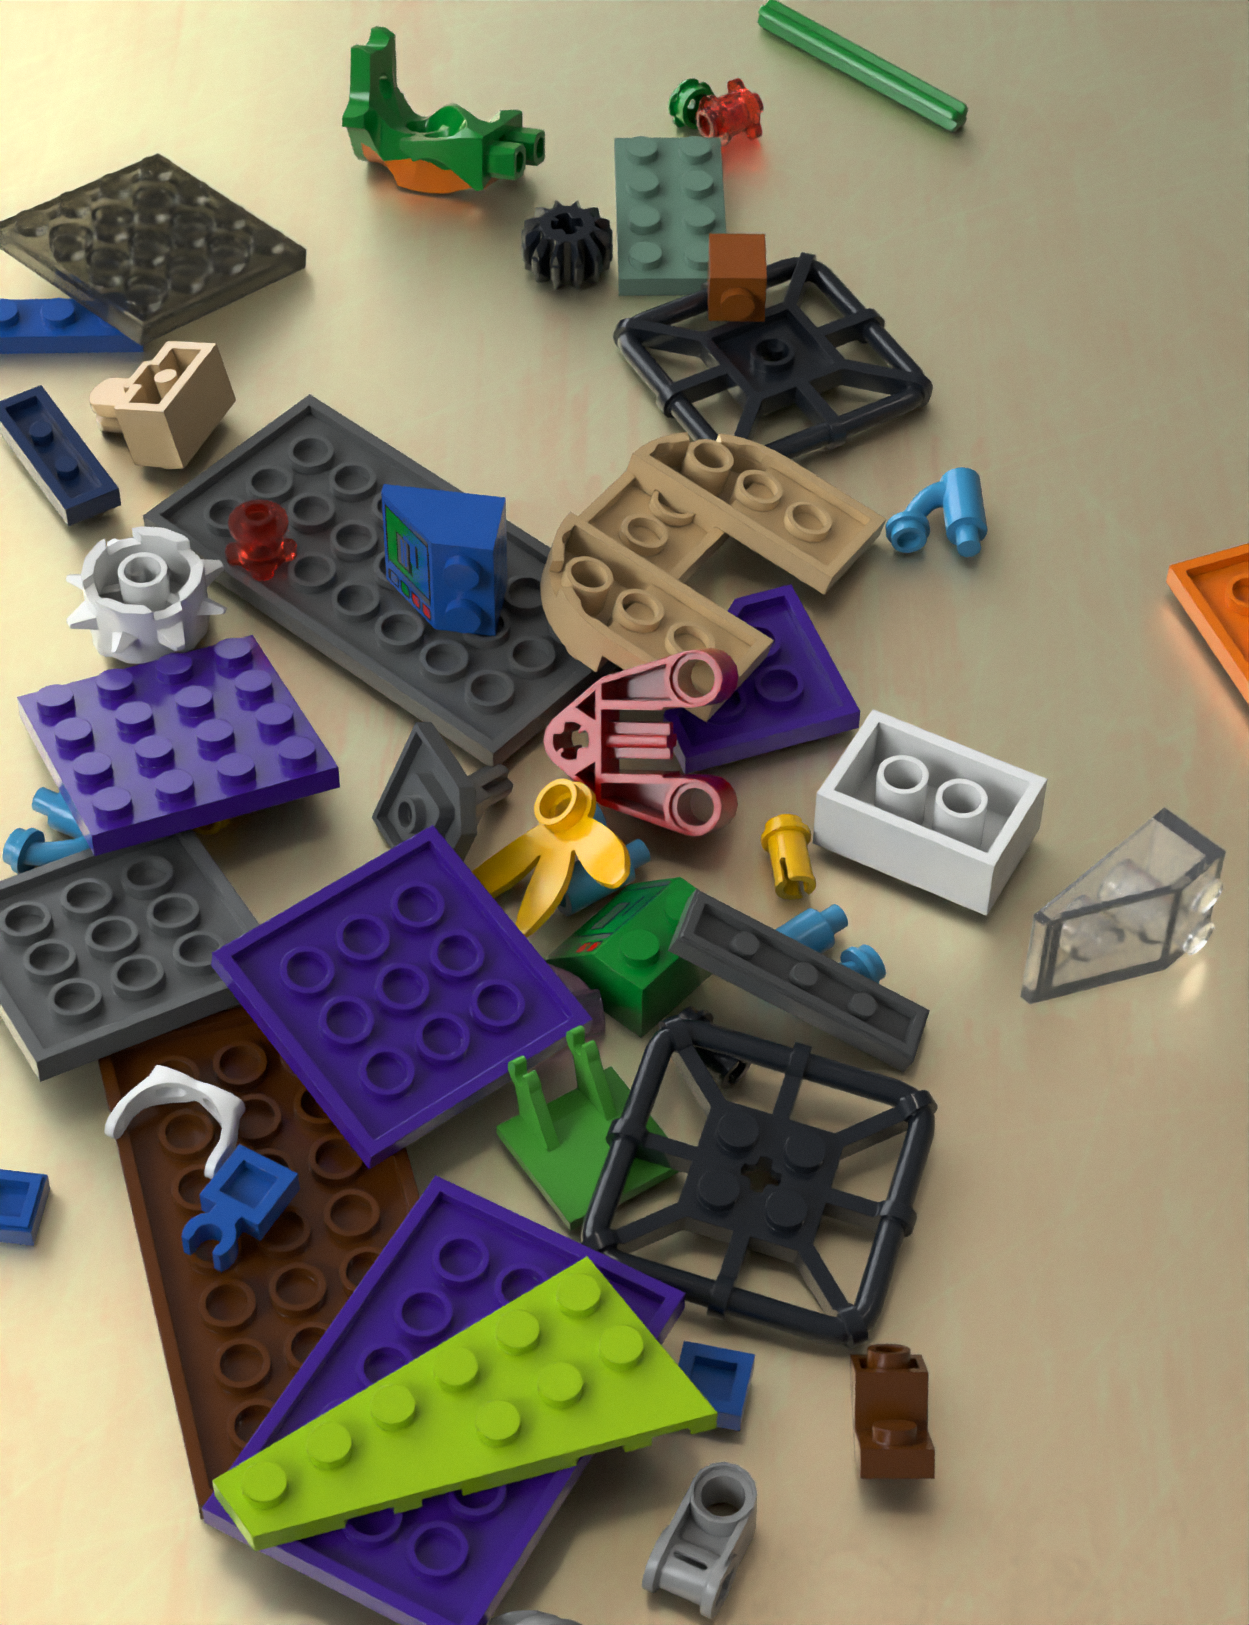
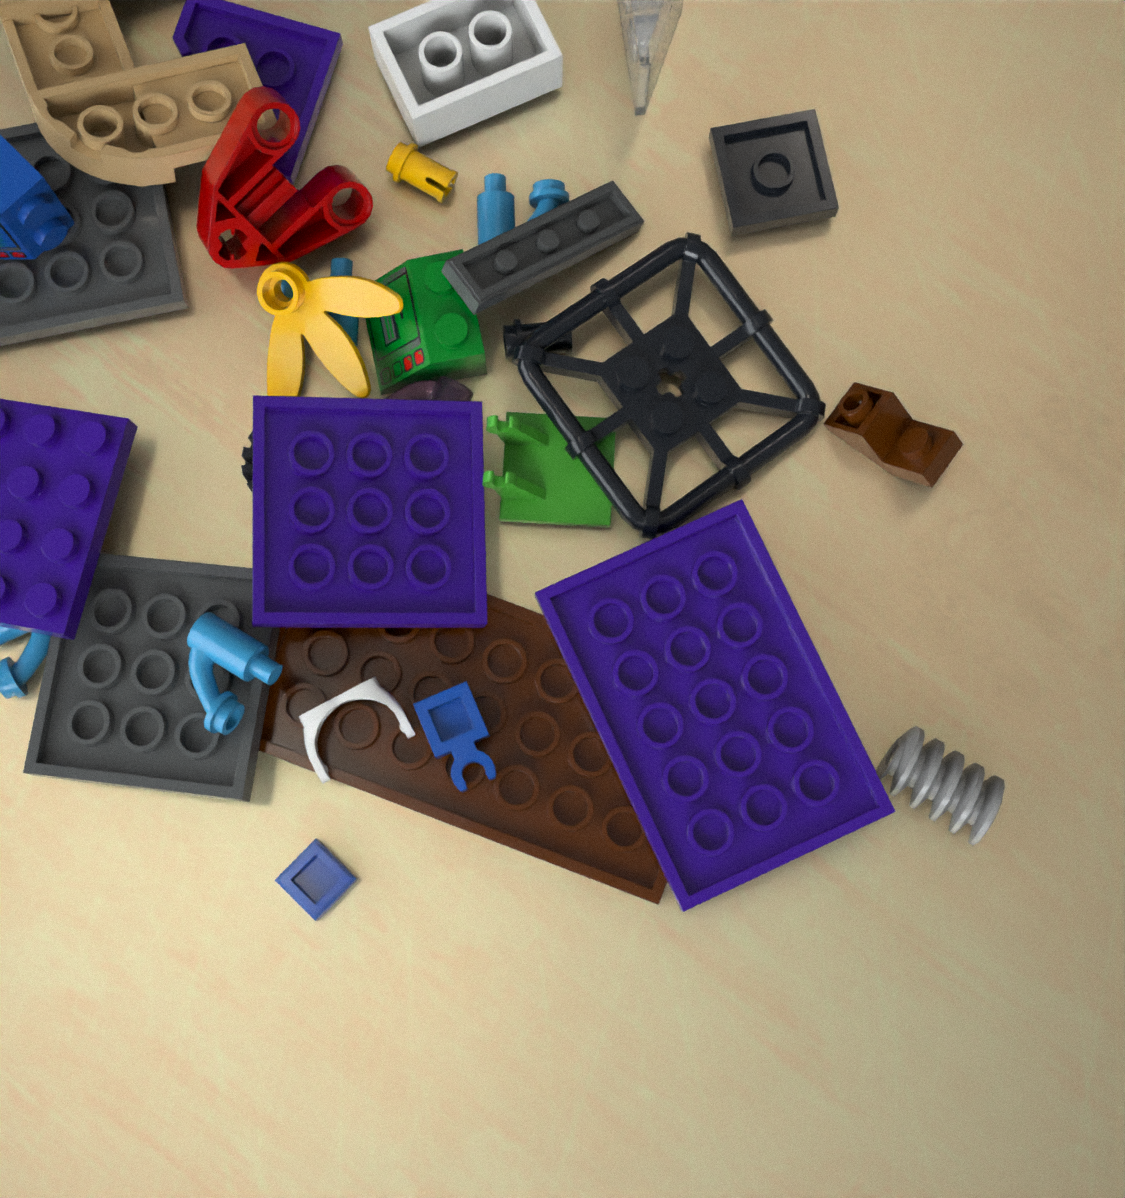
camera: 55 degrees left, 30 degrees up
(176, 969) = (221, 643): none -> dark azure plant
(434, 790) = (207, 374): dark grey piece -> none
(487, 1408) = (747, 667): lime wing -> none
(702, 1550) = (905, 612): light grey piece -> none
(722, 1379) = (794, 525): blue plate -> none
(1069, 1136) = (773, 172): none -> black plate

